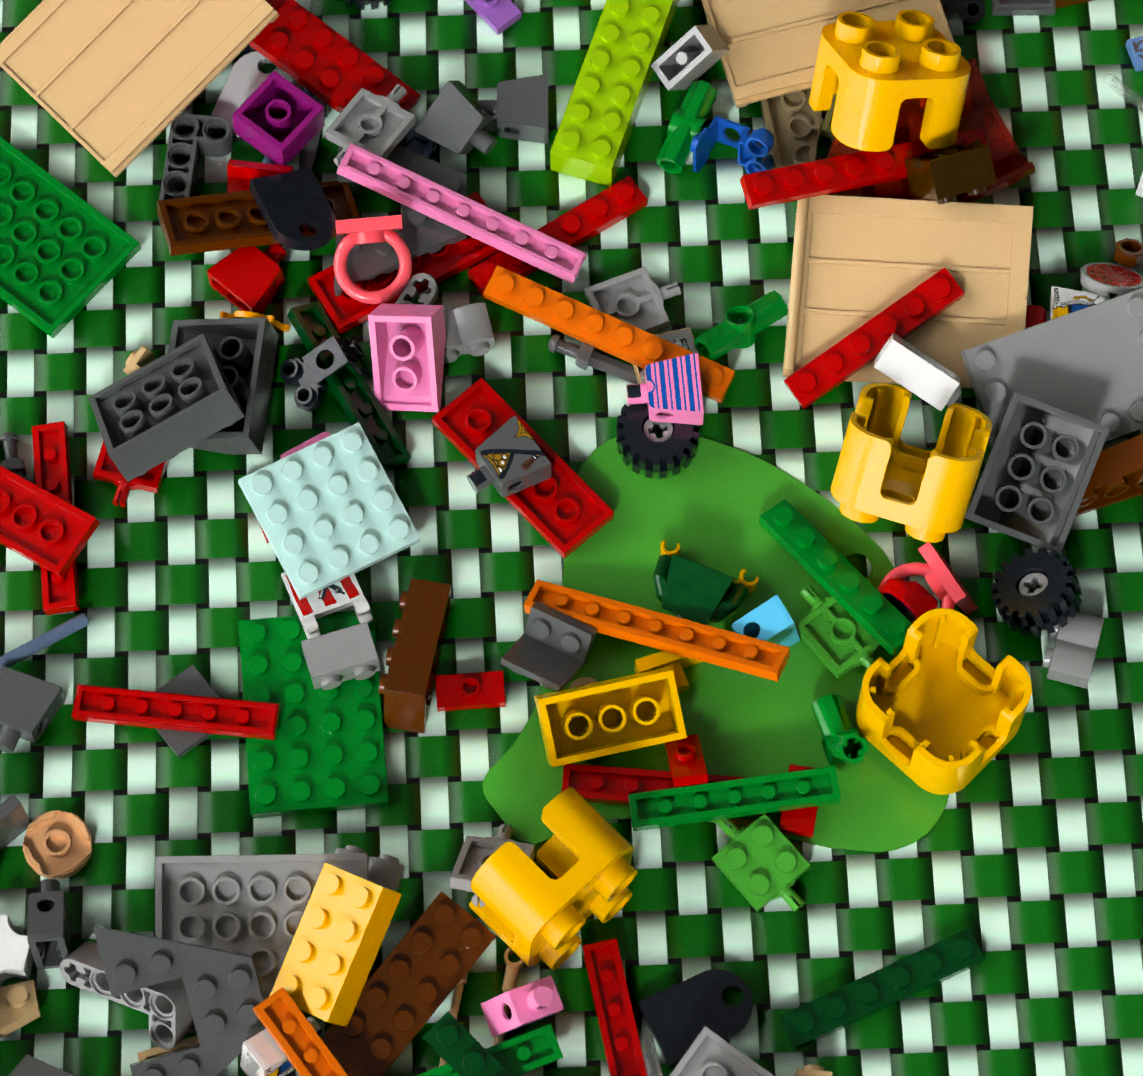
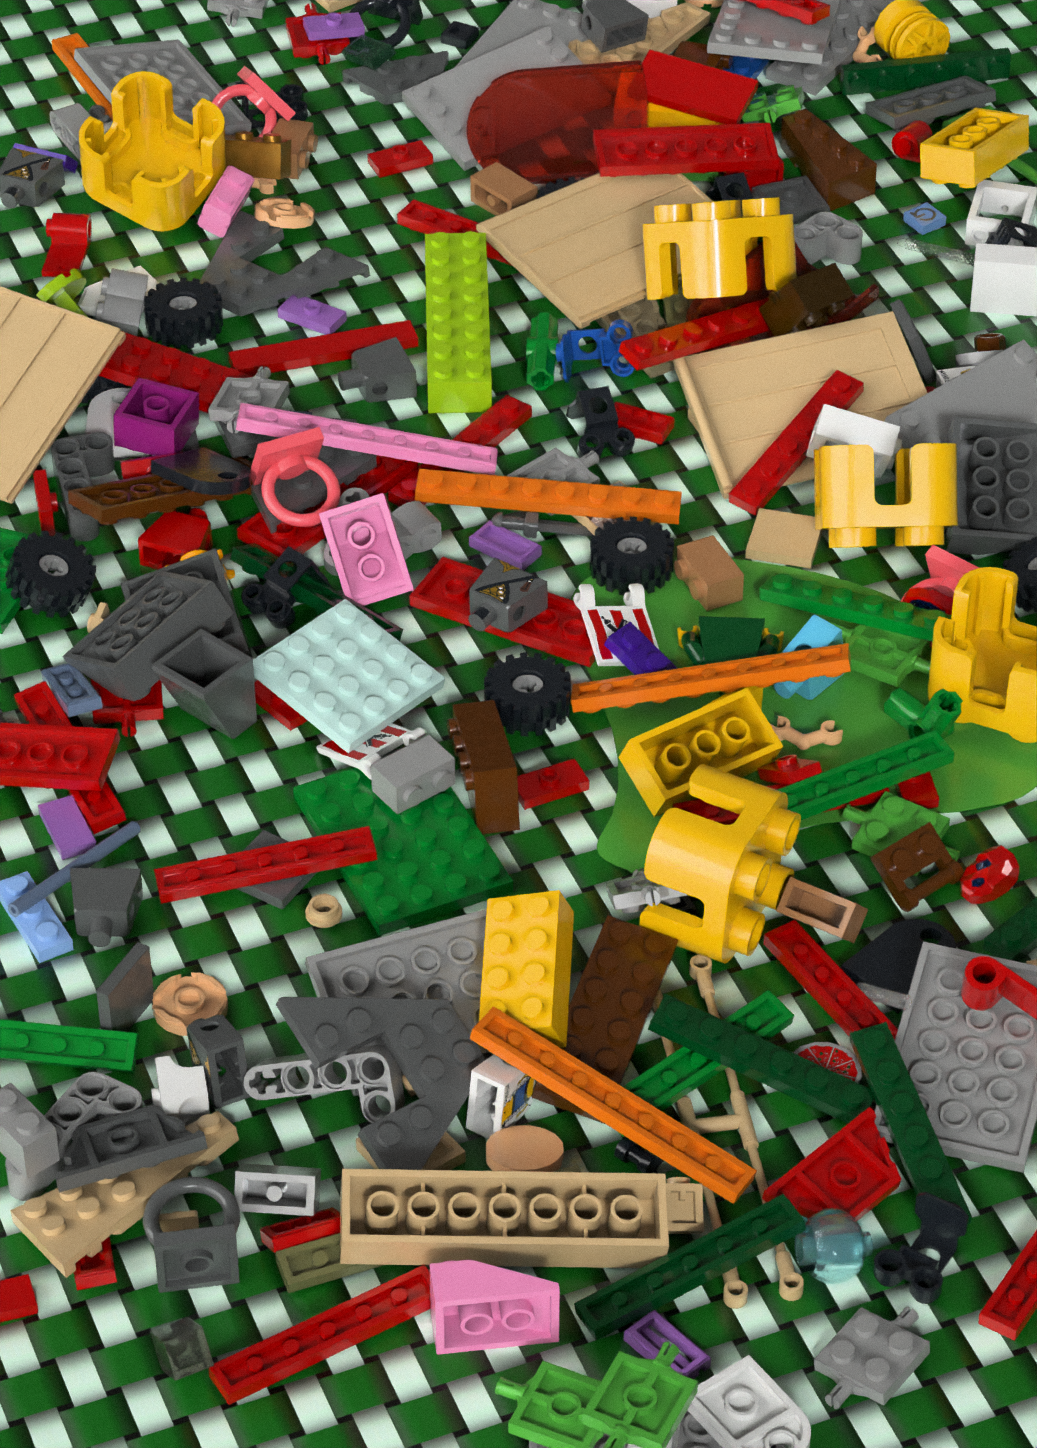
camera: 20 degrees left, 25 degrees down
(25, 600) = (66, 827): none -> medium lavender tile
(82, 442) = (72, 689): none -> sand blue tile
(113, 311) = (45, 591): none -> black bush
(146, 186) = (45, 501): none -> red plate
(192, 492) = (211, 682): none -> dark grey slope
(205, 771) = (323, 911): none -> tan plate
(458, 121) = (327, 387): dark grey torso -> none
(482, 54) = (320, 348): none -> red tile
(486, 598) = (534, 710): none -> black bush
(526, 1003) = (735, 979): bright pink torso -> none
(551, 374) = (505, 545): none -> medium lavender tile
(551, 647) = (614, 717): dark grey bracket -> none
(605, 532) = (605, 620): none -> white flag
(612, 567) = (637, 651): none -> dark purple plate
(642, 940) = (822, 910): none -> medium nougat piece
(671, 391) = (634, 508): bright pink torso -> none
(690, 57) = (523, 295): light grey brick -> none
(698, 257) = (601, 423): none -> black piece
(721, 480) = (709, 573): none -> medium nougat brick
(724, 718) = (805, 741): none -> light nougat arm
(740, 254) = (644, 423): none -> red plate
(741, 326) = (670, 463): green piece -> none
(749, 903) = (909, 857): none -> reddish brown plate
(811, 449) = (783, 538): none -> tan tile
(816, 943) = (989, 875): none -> red rock
(1022, 58) = (829, 236): none -> light grey beam
(1046, 238) = (914, 341): none -> dark grey tile

